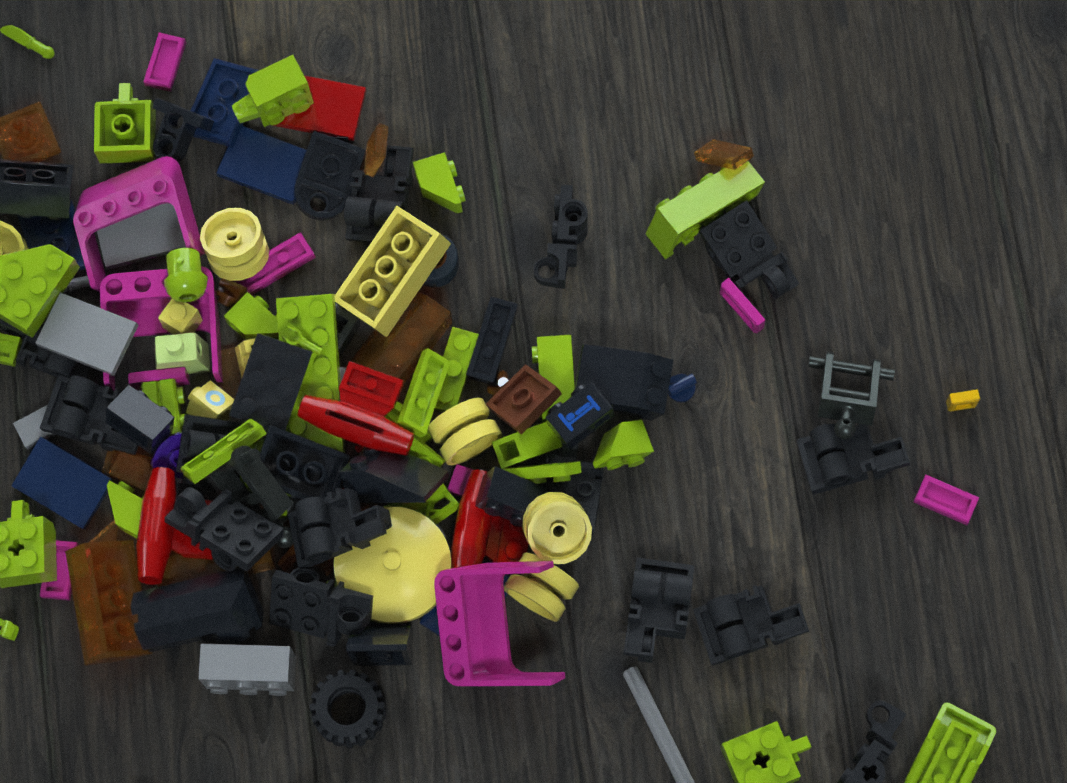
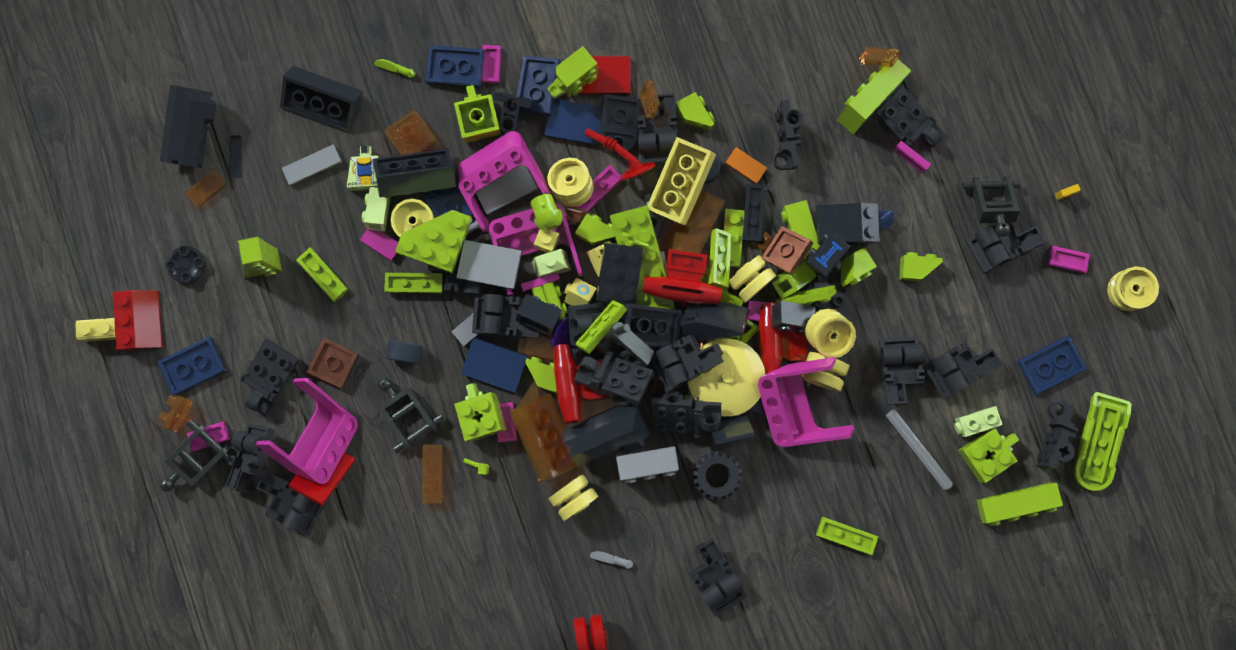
camera: 15 degrees left, 10 degrees up
(113, 54) = (455, 66): none -> dark blue tile
(126, 694) = (573, 497): none -> light yellow wheel
(332, 238) = (636, 168): none -> red dish
(497, 272) = (746, 165): none -> orange tile
(715, 465) = (917, 267): none -> lime slope
(756, 709) = (977, 422): none -> yellowish green brick
(888, 649) = (1051, 365): none -> dark blue tile
(1034, 542) = (1133, 289): none -> light yellow wheel

